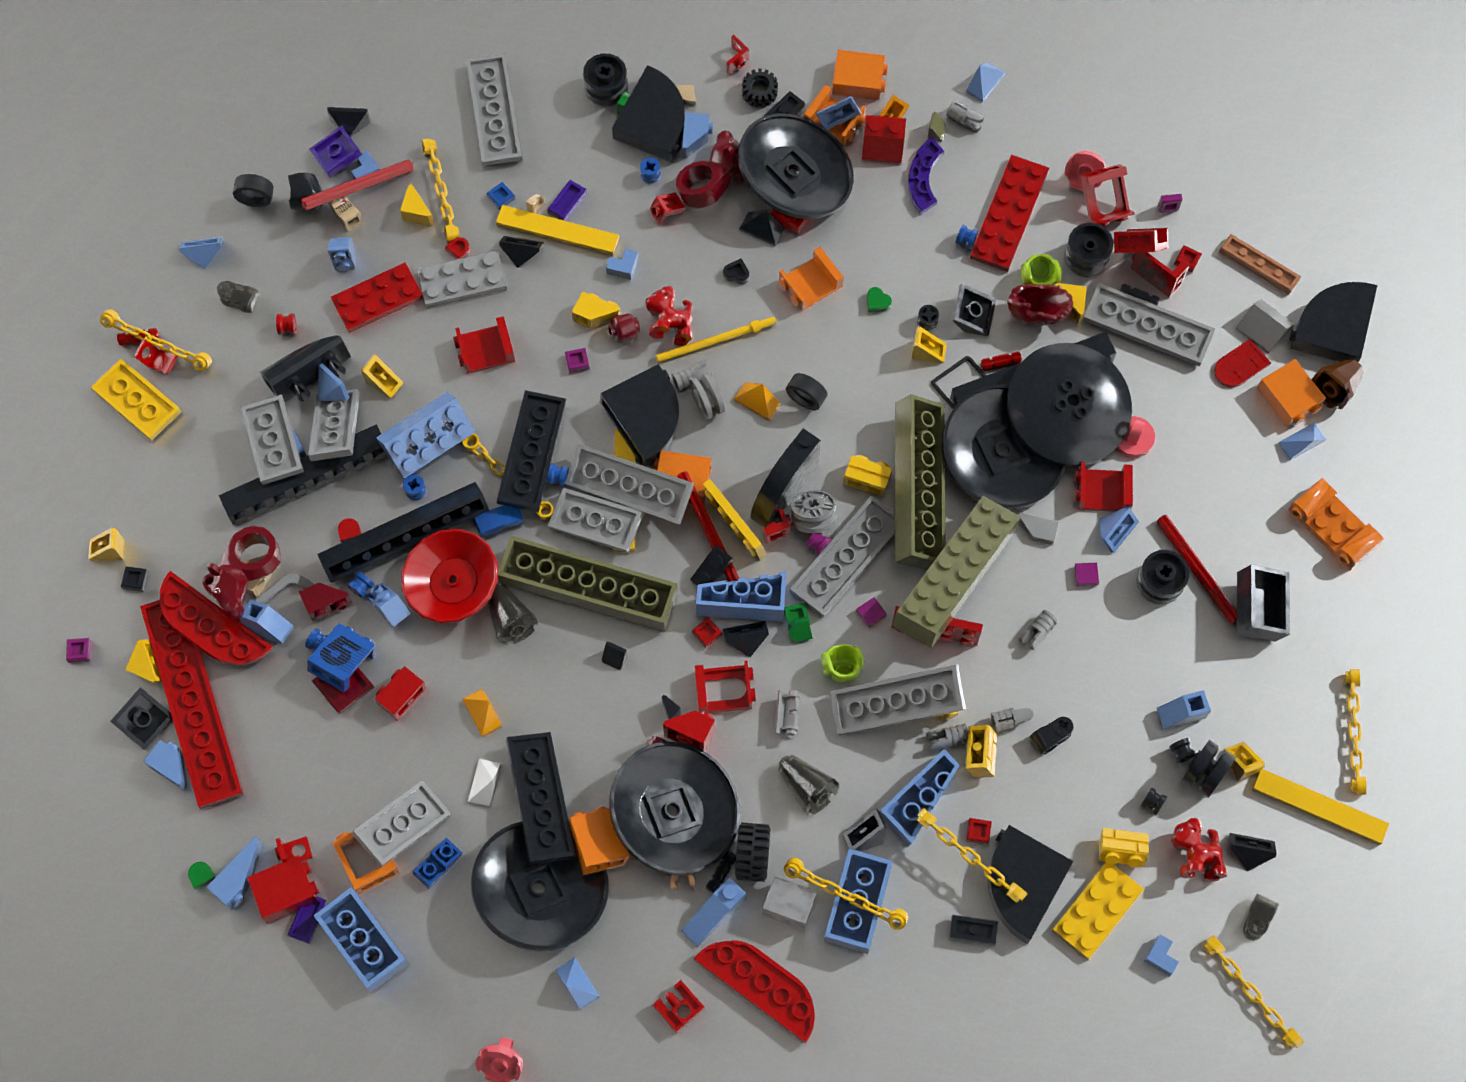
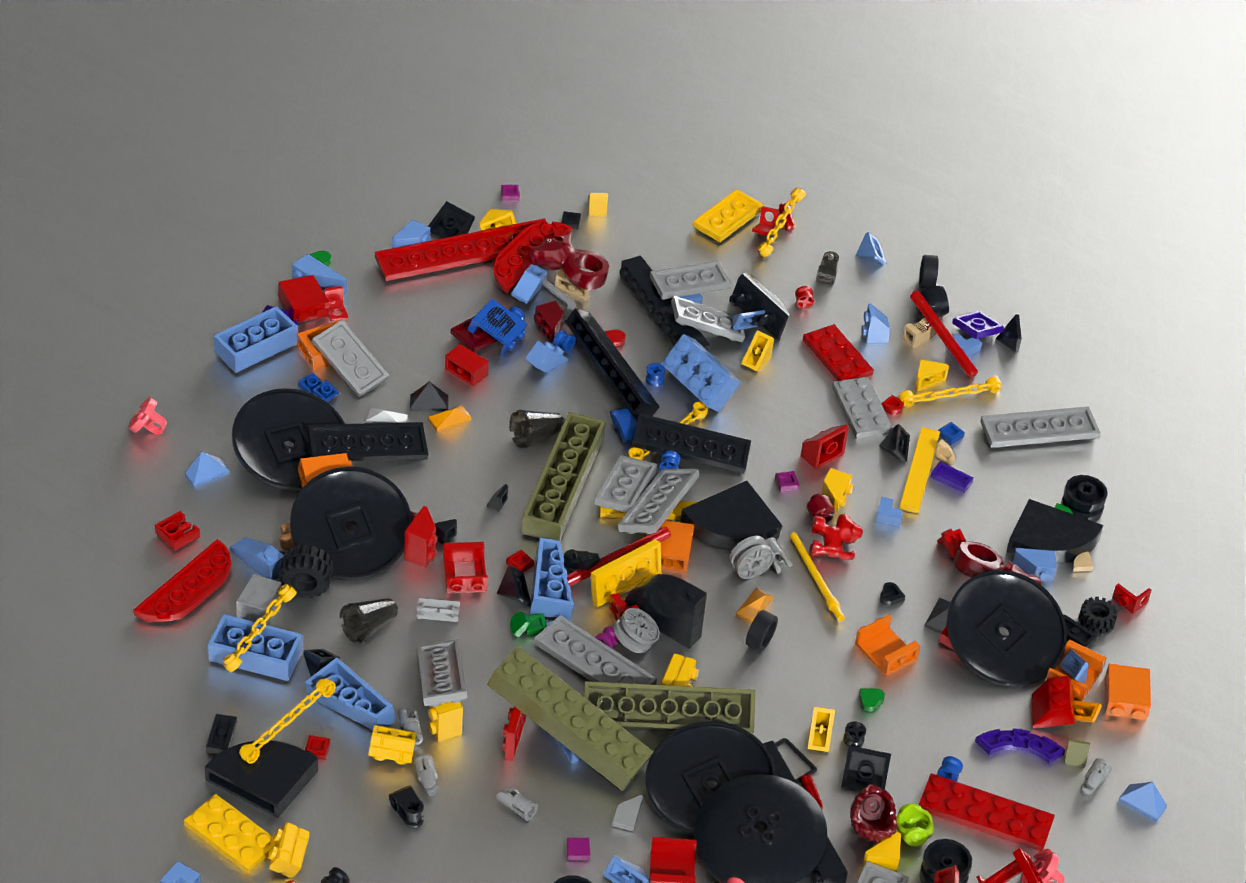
camera: 85 degrees right, 25 degrees down
(438, 561) = (568, 385): red dish -> none
(456, 736) = (429, 399): none -> black slope
(484, 347) = (794, 418): red panel -> none
(531, 316) = (825, 446): none -> red slope
(648, 175) = (991, 532): blue wheel -> none
(842, 662) = (485, 647): lime hair -> none

